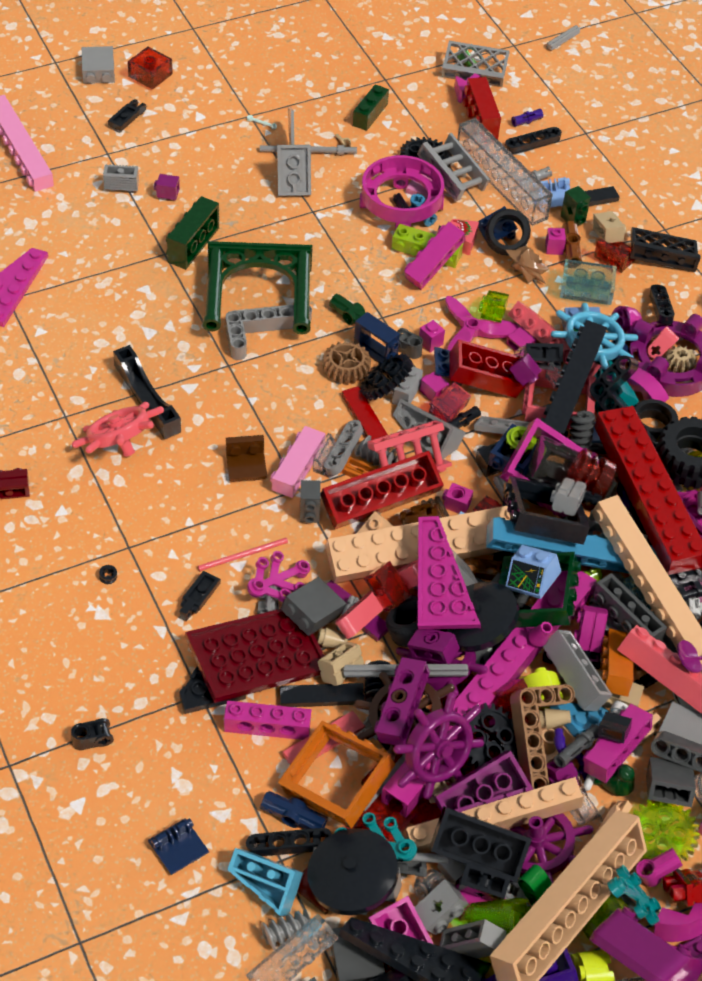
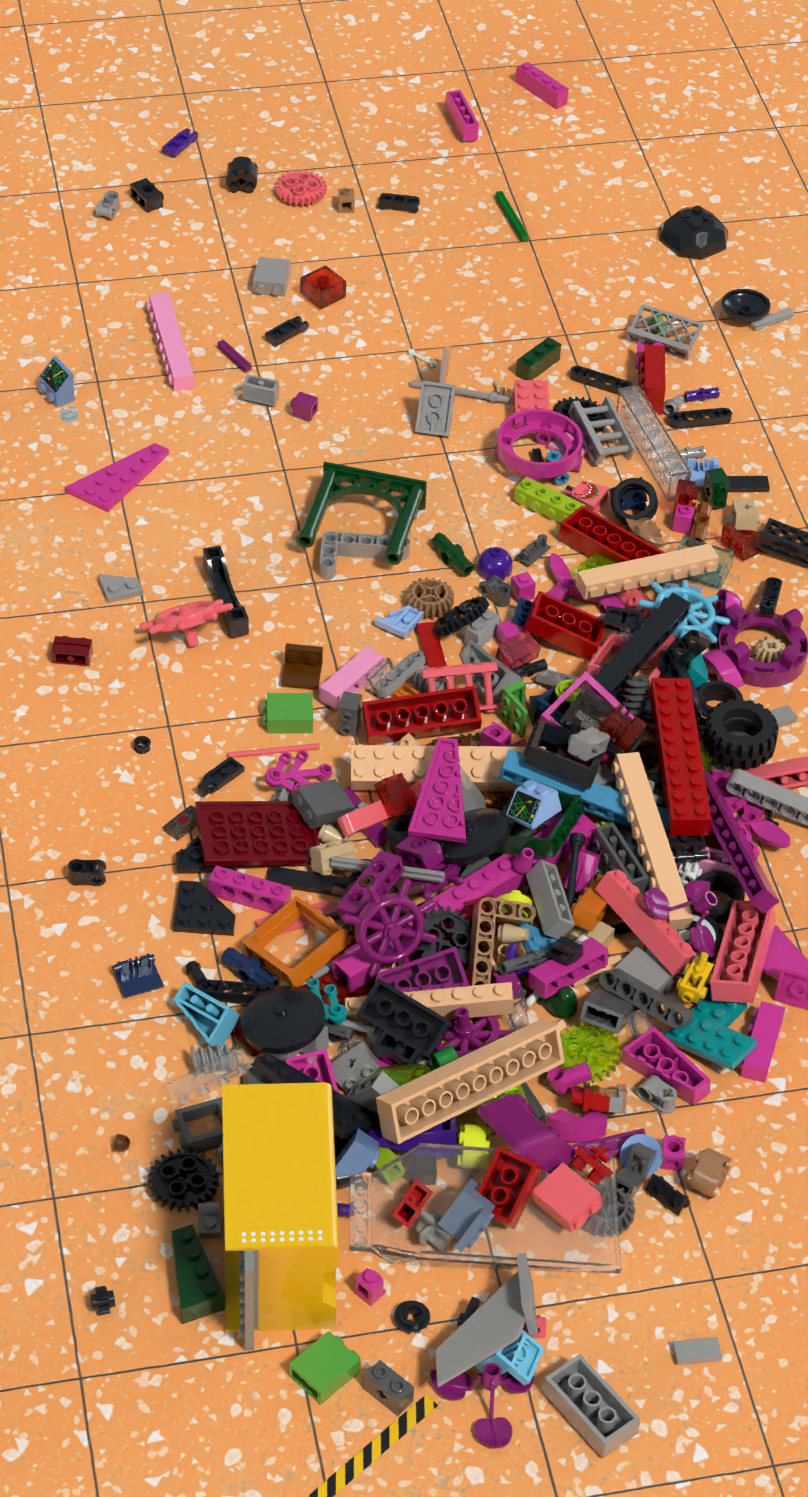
camera: 15 degrees right, 5 degrees down
(38, 405) = (119, 587): none -> light grey wing
(84, 147) = (234, 355): none -> magenta axle
(174, 655) = (181, 823): none -> clear smoke tile
(192, 232) = (307, 456): dark green brick -> none
(222, 753) = (201, 911): none -> black plate
(238, 828) = (193, 969): none -> black pin
(247, 511) = (288, 713): none -> bright green brick
(326, 391) = (401, 621): none -> light blue wing
(368, 325) = (459, 568): dark blue window -> none
(375, 145) = (530, 395): none -> coral brick
(397, 314) = (495, 562): none -> dark purple cylinder
(409, 116) = (583, 375): none -> black beam
(428, 296) = (534, 550): none -> dark grey hinge
(434, 255) = (550, 511): dark pink brick -> none
(466, 466) = (513, 707): none -> bright green bracket
(488, 272) = (599, 536): none -> red brick
(506, 131) = (673, 404): none -> light grey cone
(525, 370) = (599, 631): magenta brick -> none
(538, 28) = (745, 305): none -> black dish
(547, 301) = (646, 570): none -> light nougat brick
(551, 218) = (685, 494): none -> clear red brick
(584, 602) = (576, 842): none -> black piece
(629, 885) = (535, 1085): teal plant -> none
(663, 341) = (756, 631): coral piece -> none

